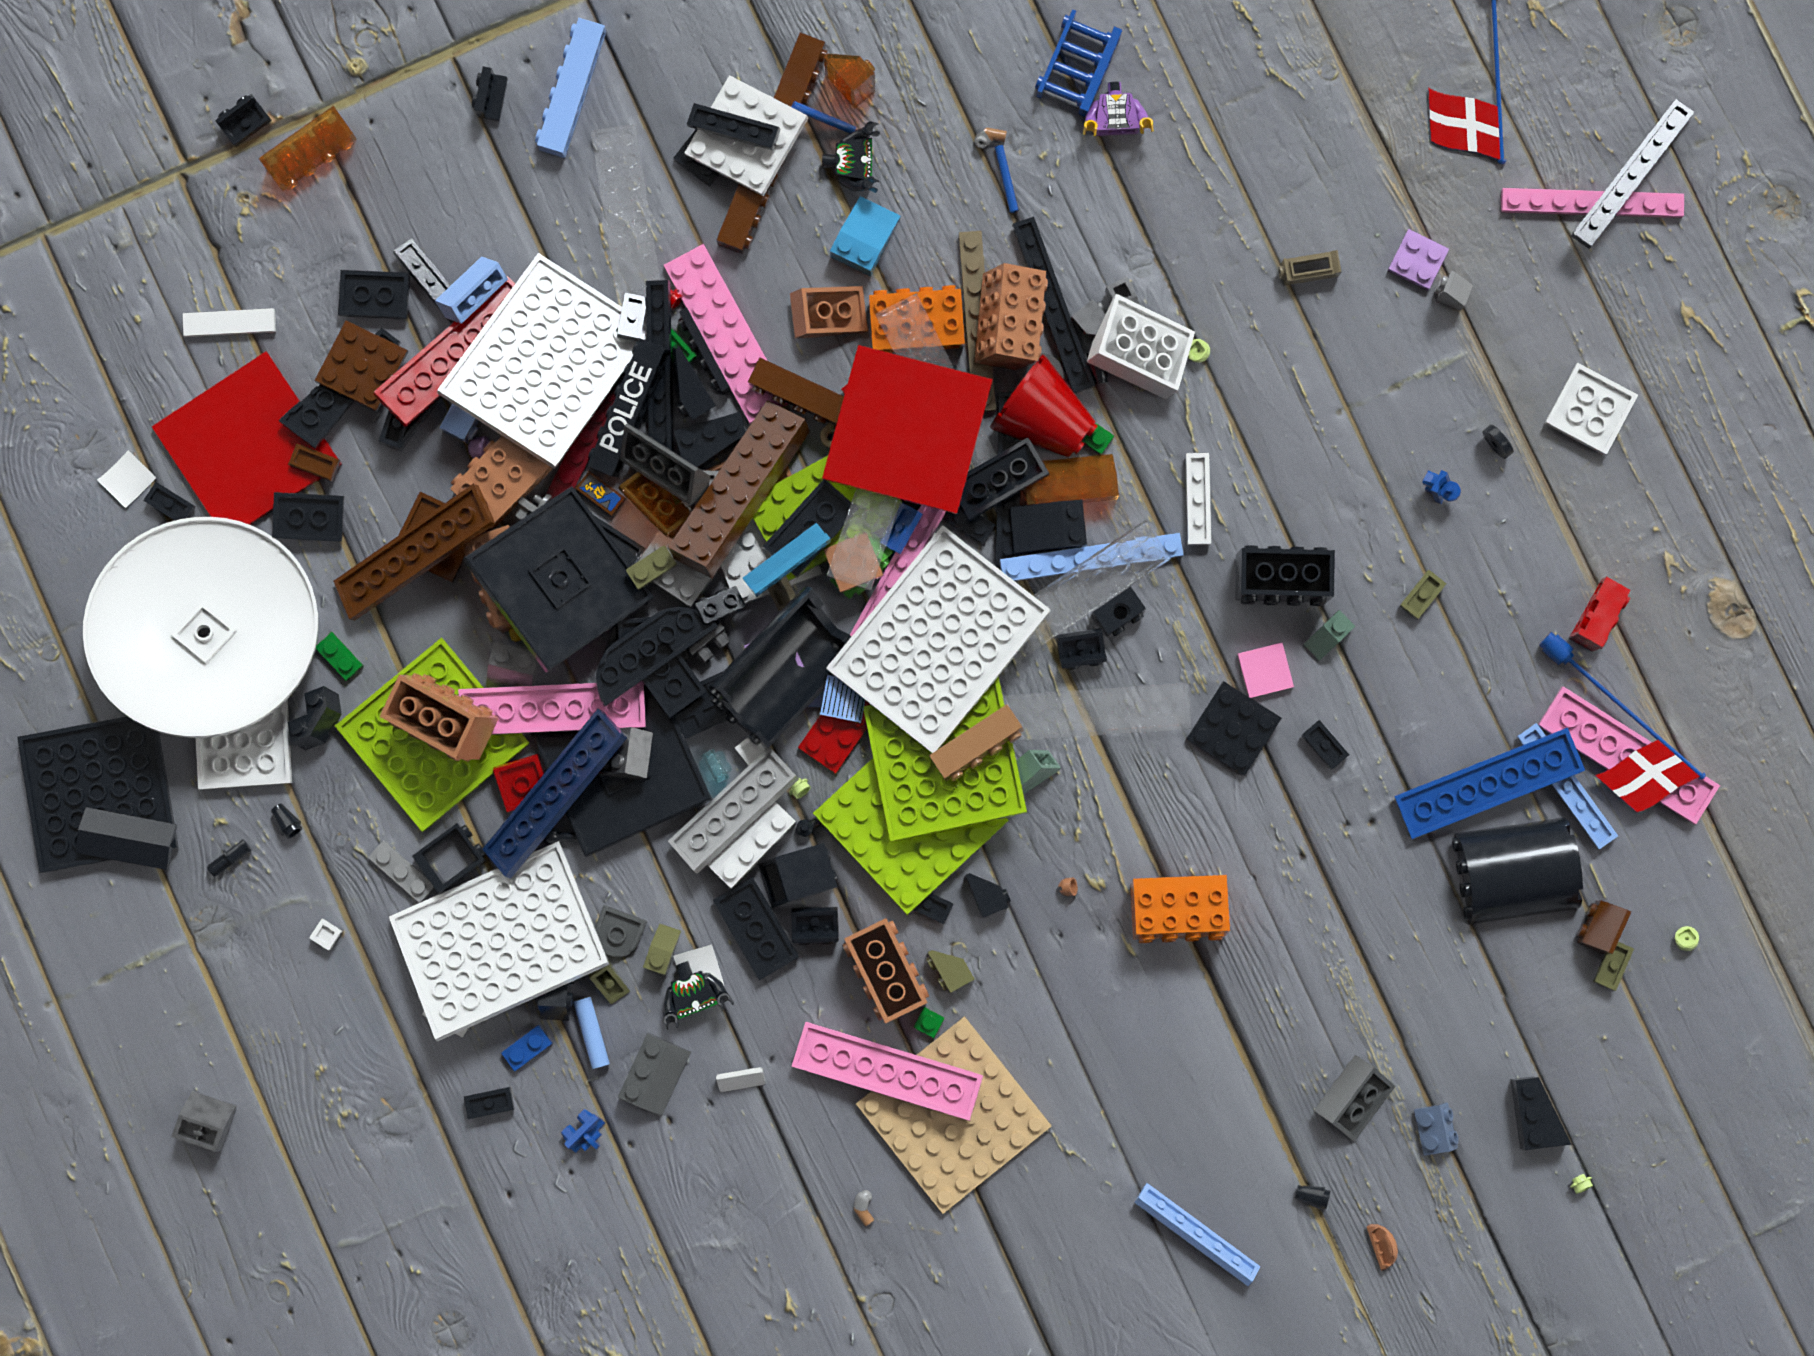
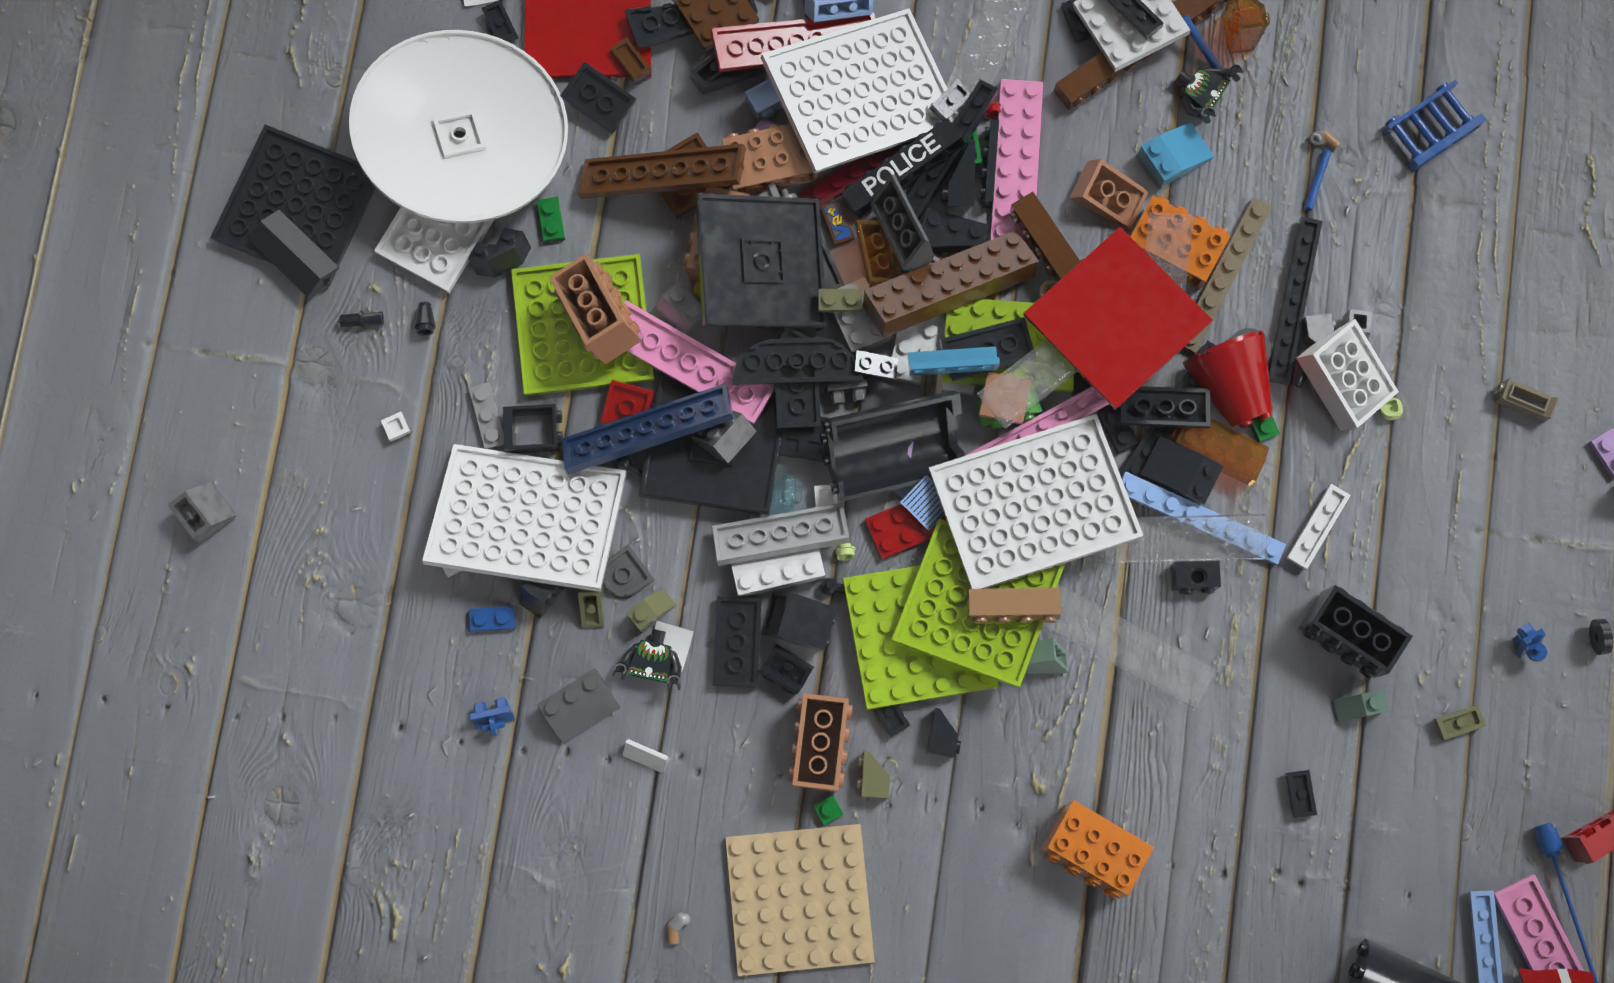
camera: 35 degrees right, 5 degrees down
(489, 1103) = (433, 642): black plate -> none
(591, 1032) = (551, 639): light blue piece -> none
(887, 1071) = (769, 828): bright pink plate -> none
(903, 527) = (1062, 396): blue plate -> none
(1010, 316) = (1256, 284): nougat brick -> none
(1069, 886) = (1013, 773): nougat hinge -> none
(1081, 649) = (1146, 586): black bracket -> none
(1116, 114) = (1440, 183): torso -> none
(1234, 728) = (1232, 731): black plate -> none
(1265, 670) = (1288, 701): bright pink tile -> none
(1489, 783) = (1423, 915): blue plate -> none

